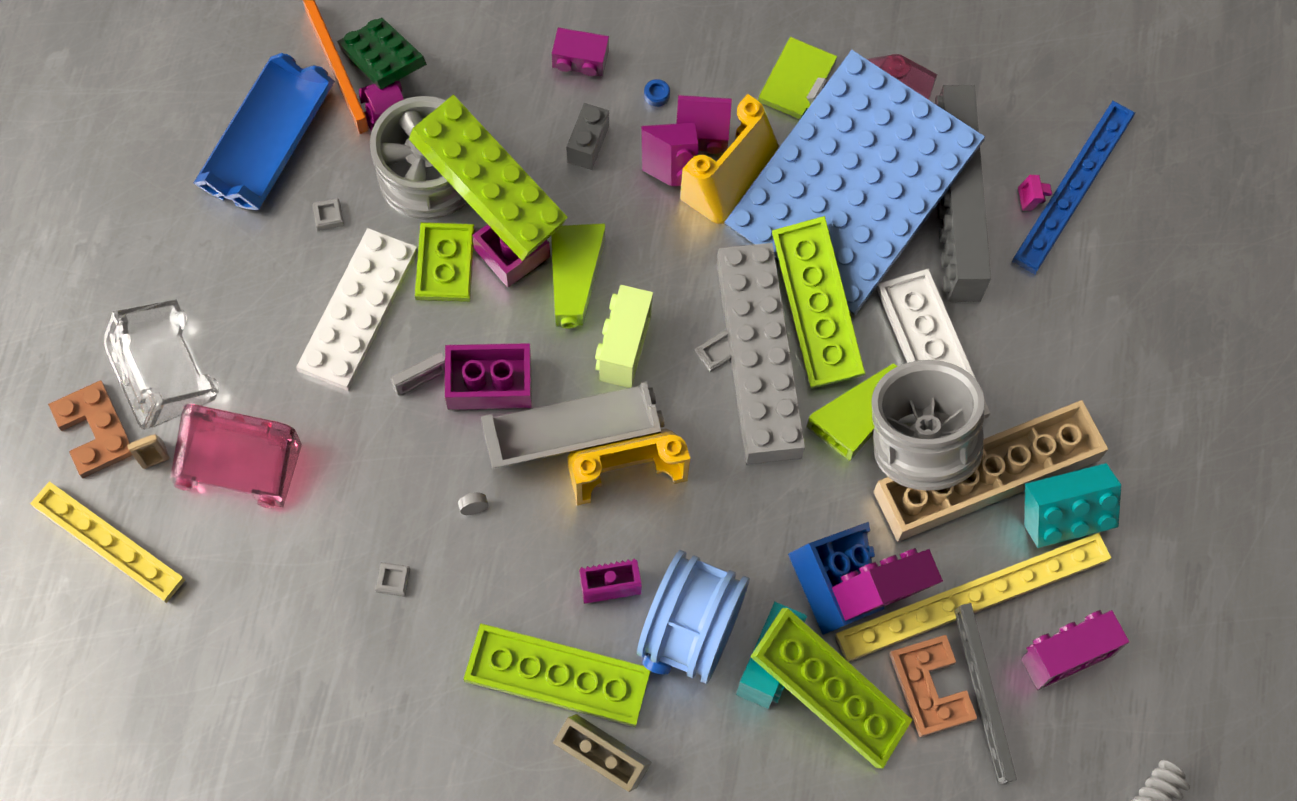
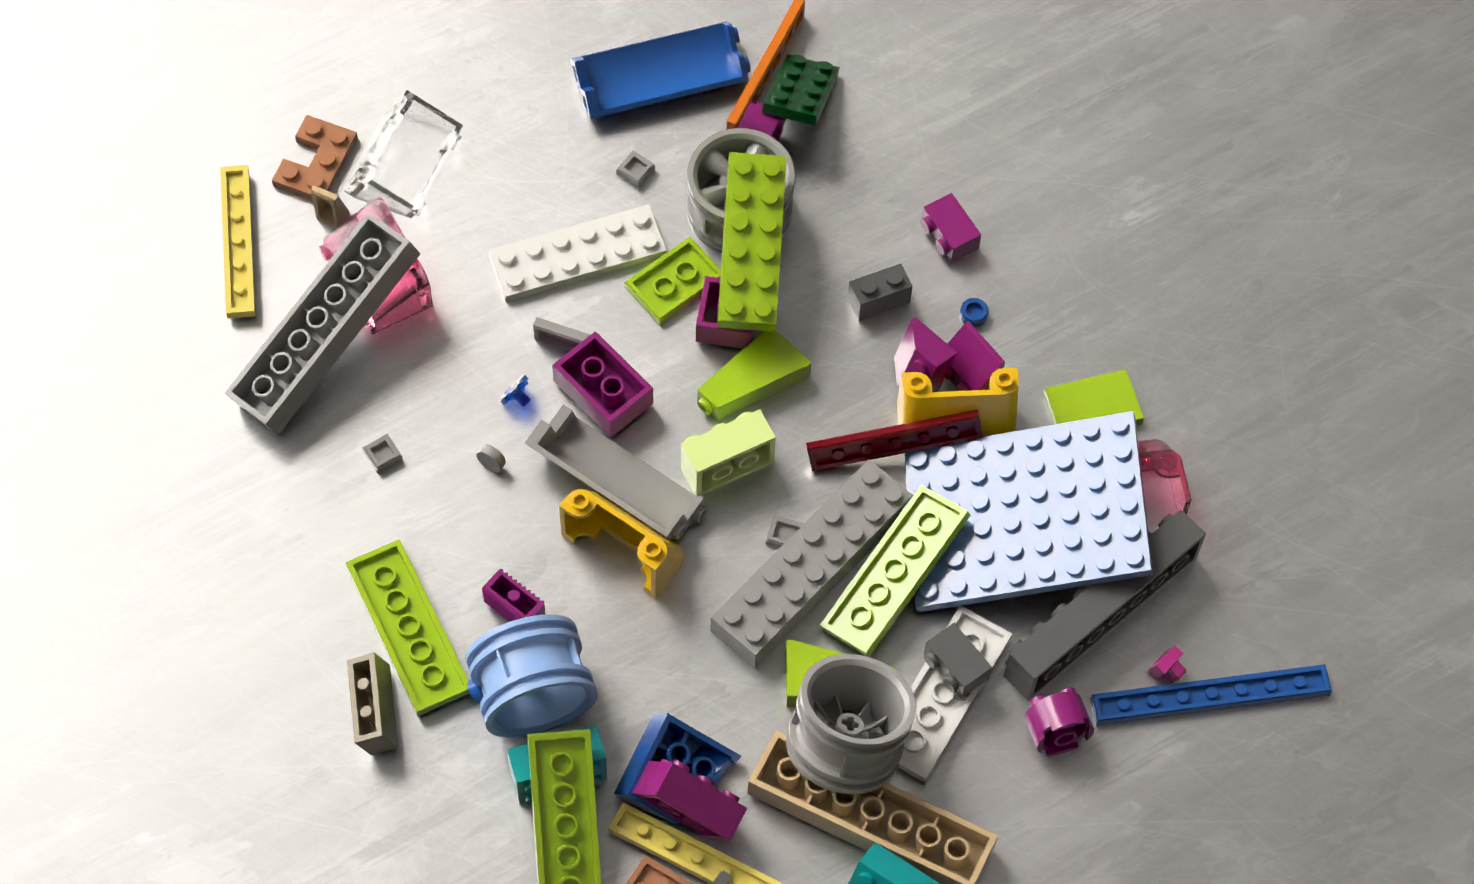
camera: 50 degrees right, 5 degrees down
(253, 532) = (322, 323): none -> light grey brick
(433, 442) = (516, 392): none -> clear blue plant
(717, 220) = (894, 440): none -> dark red tile
(924, 318) = (956, 660): none -> dark grey brick
(1022, 293) = (1058, 721): none -> magenta brick

